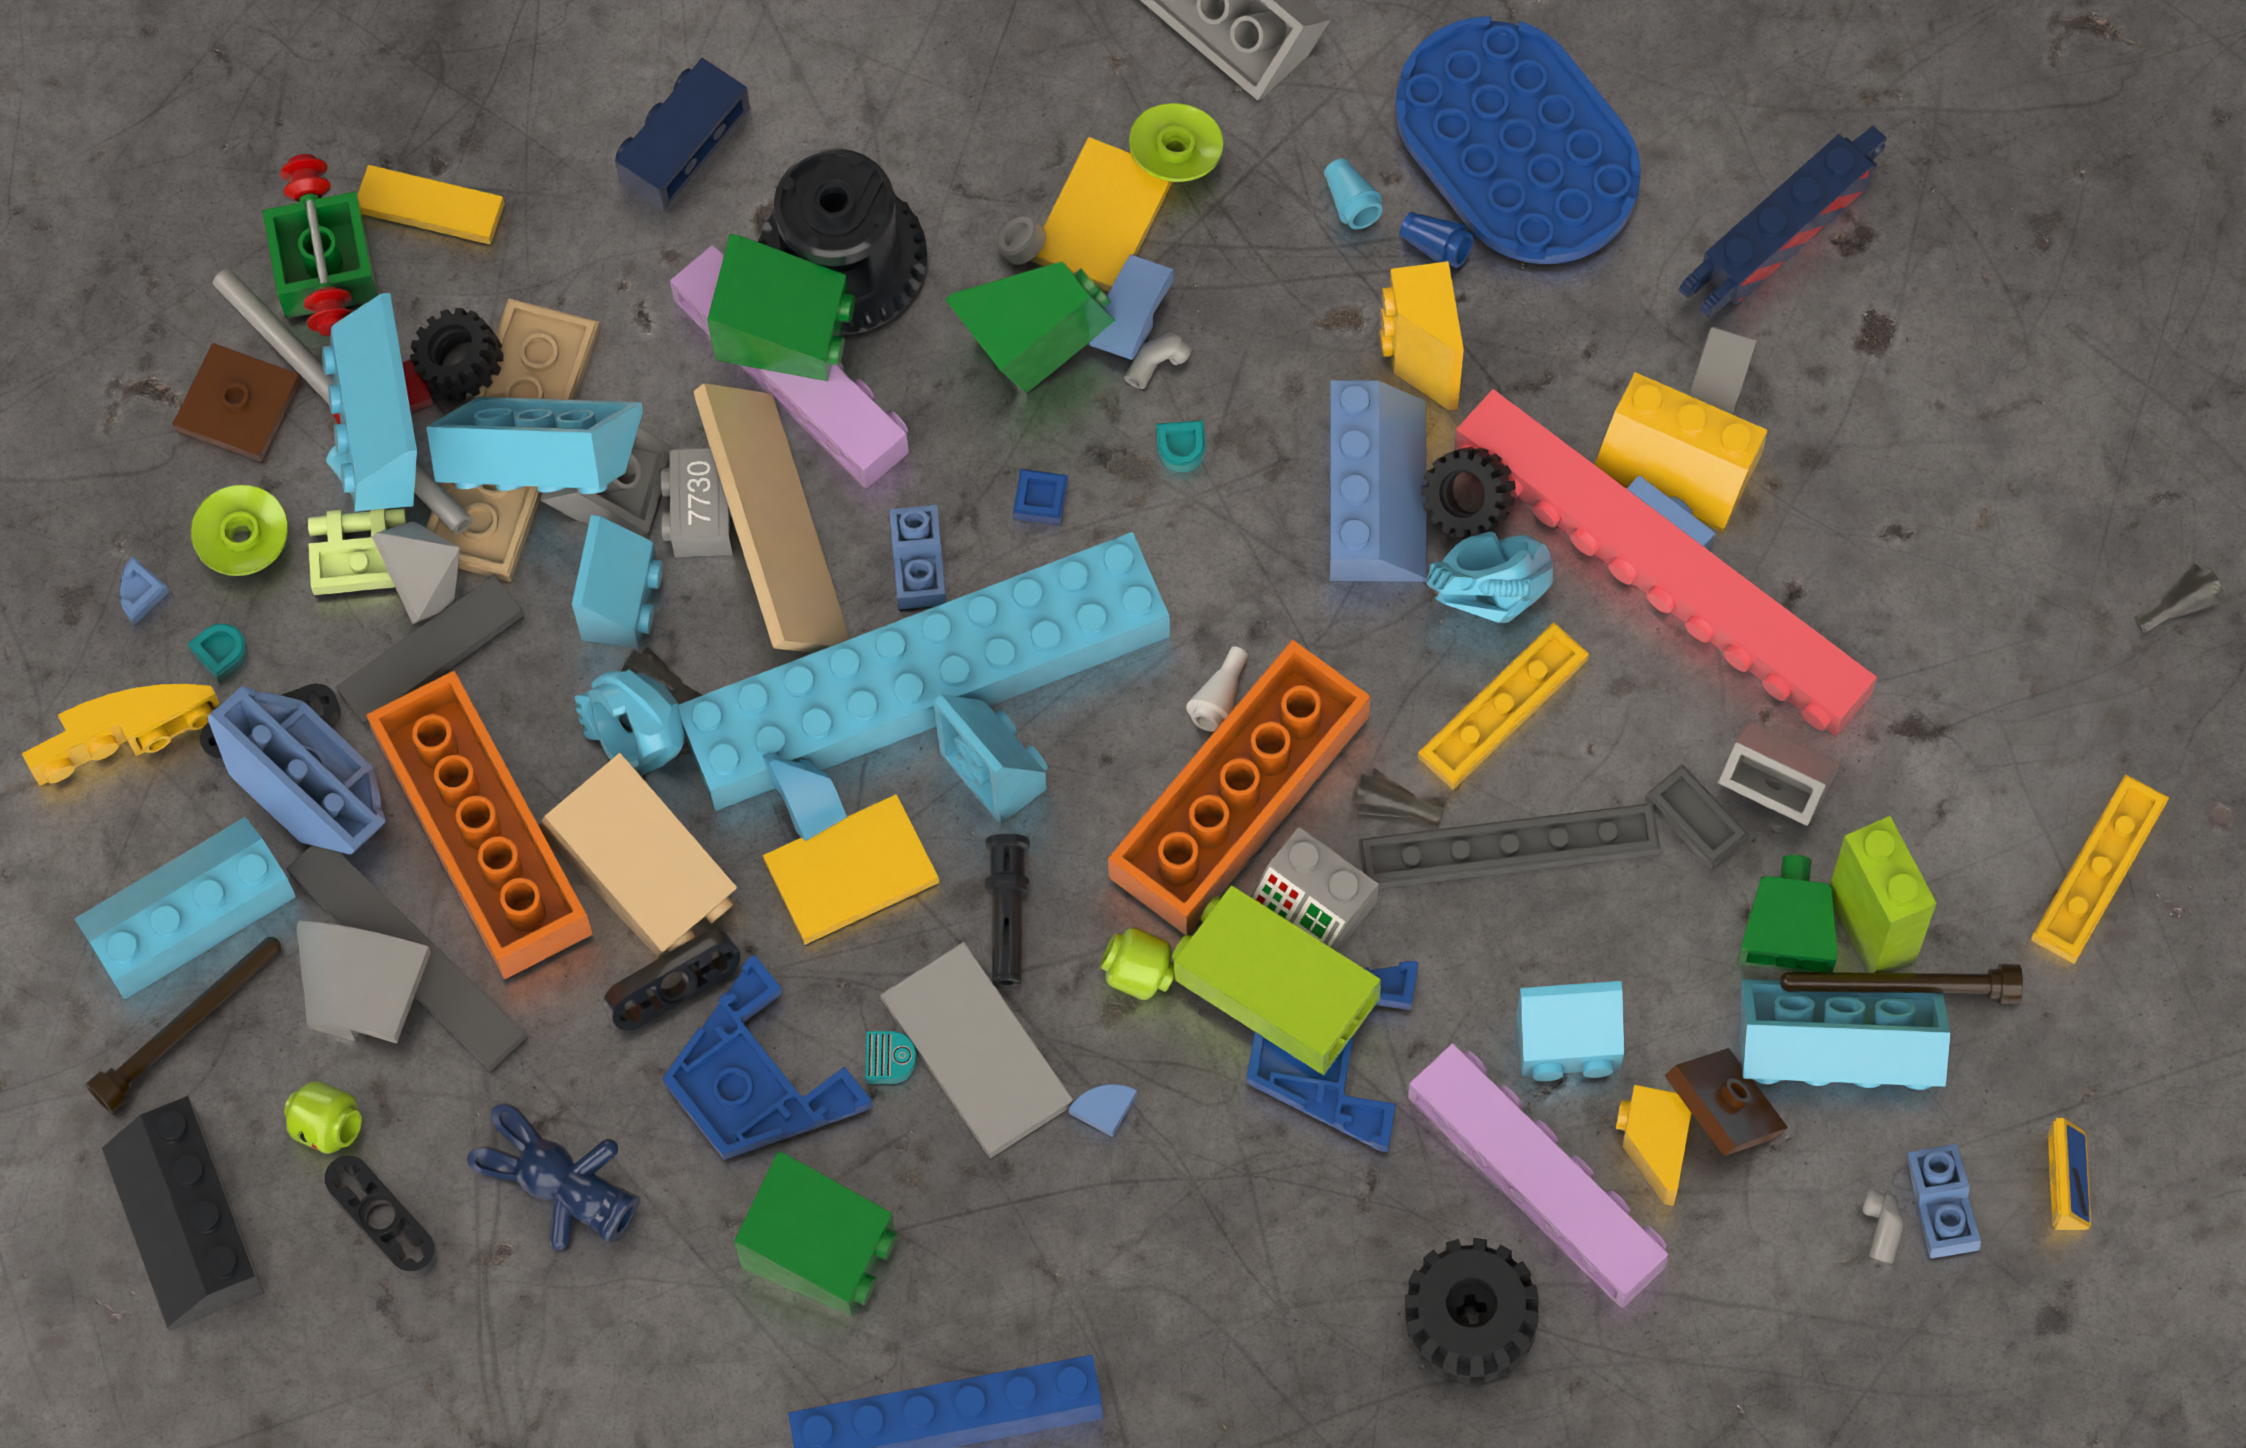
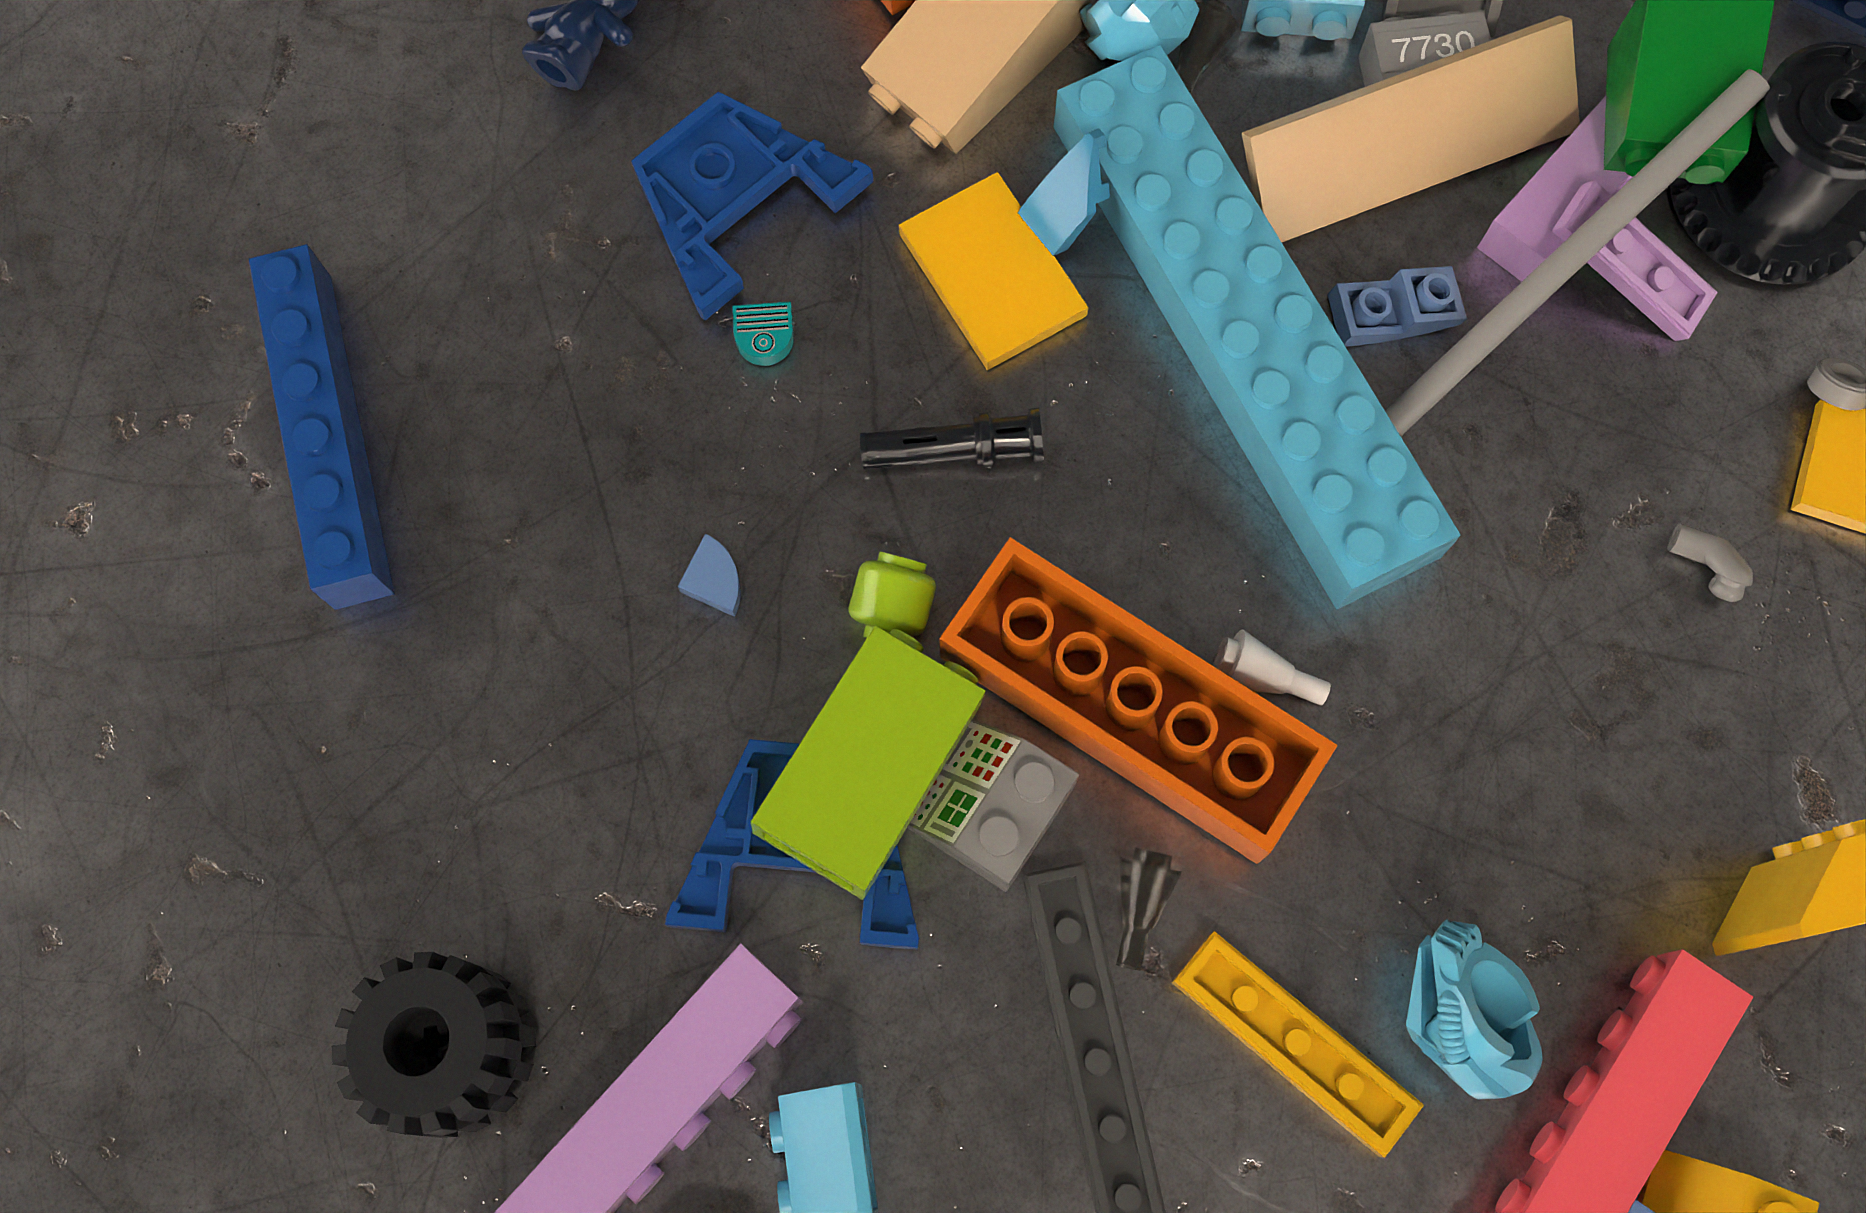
camera: 85 degrees right, 5 degrees up
(651, 976) = (863, 118): black beam -> none
(814, 1236) = (529, 256): green slope -> none
(906, 371) = (1642, 268): none -> lavender tile
(910, 416) = (1578, 249): none -> light grey piece
(977, 1050) = (777, 427): light grey tile -> none
(988, 755) = (1141, 386): medium azure slope -> none
(1034, 319) = (1732, 389): green slope -> none
(1040, 497) = (1499, 440): blue tile -> none
(1134, 300) = (1768, 514): medium blue slope -> none
(1181, 444) = (1599, 602): teal tile -> none
(1376, 483) = (1589, 849): medium blue slope -> none
(1441, 497) = (1601, 1009): black tyre -> none

